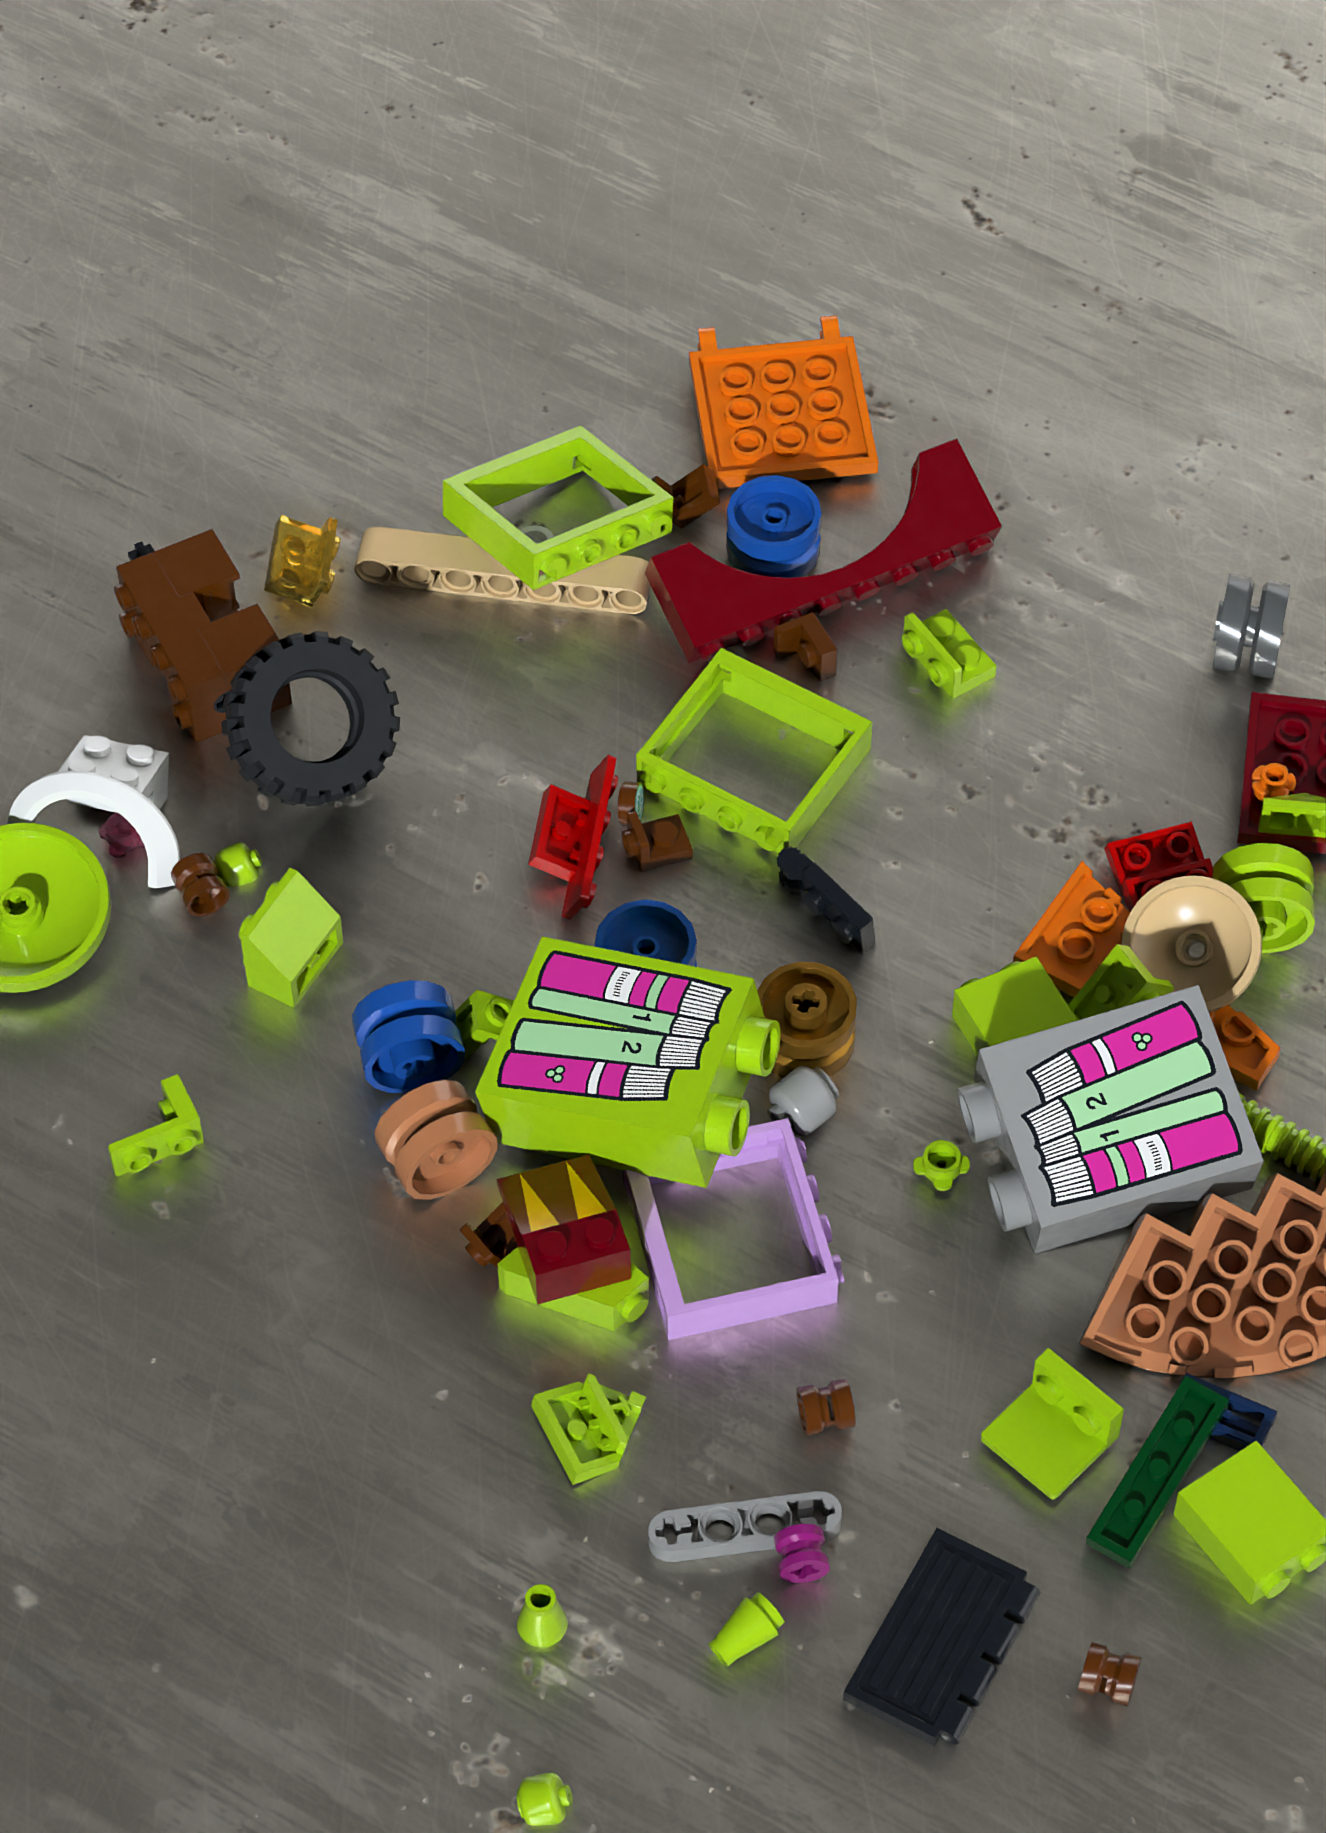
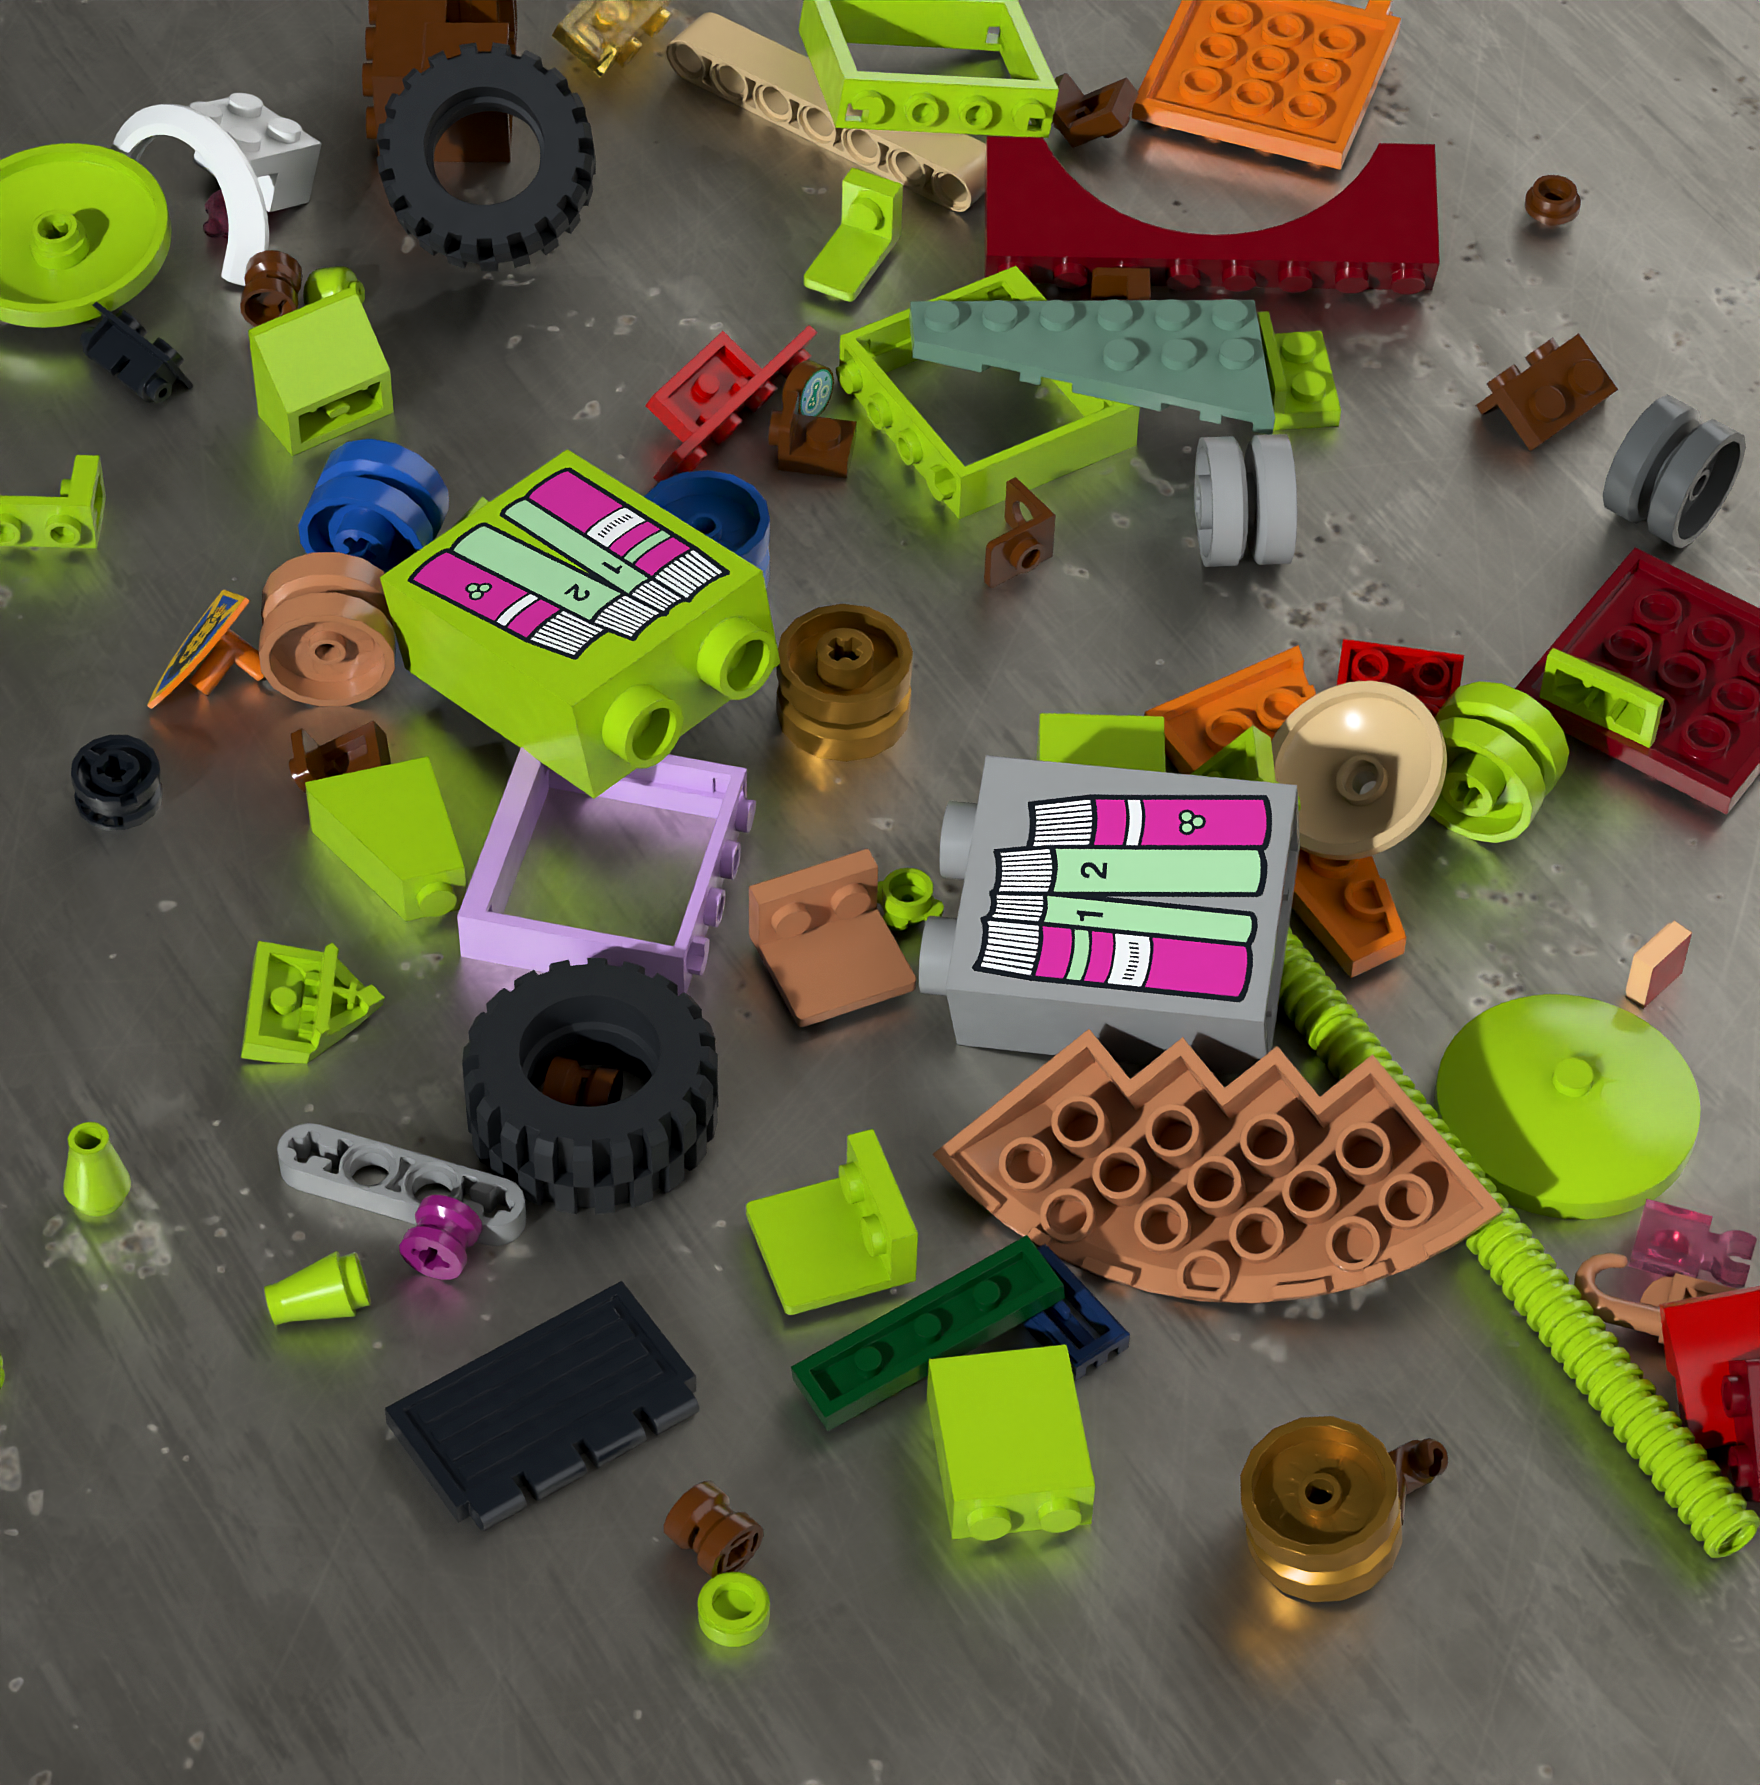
camera: 25 degrees right, 5 degrees down
(151, 981) = (151, 366): none -> black hinge
(347, 1186) = (210, 632): none -> shield
(351, 1318) = (113, 759): none -> black wheel
(566, 1229) = (396, 775): dark red slope -> none
(589, 668) = (863, 239): none -> lime bracket
(774, 527) = (1167, 168): blue wheel -> none
(805, 1098) = (785, 763): light grey head -> none
(825, 896) = (963, 567): black hinge -> none
(835, 687) = (1113, 350): none -> sand green wing
(842, 1343) = (595, 1152): none -> black tyre
(858, 859) = (1026, 543): none -> reddish brown bracket
(916, 1221) = (827, 939): none -> nougat bracket
(989, 767) = (1245, 500): none -> light grey wheel
(1035, 440) = (1553, 200): none -> reddish brown plate
(1122, 592) = (1551, 392): none -> reddish brown bracket
(1149, 1720) = (733, 1609): none -> lime tile
(1265, 788) = (1591, 643): orange plate -> none

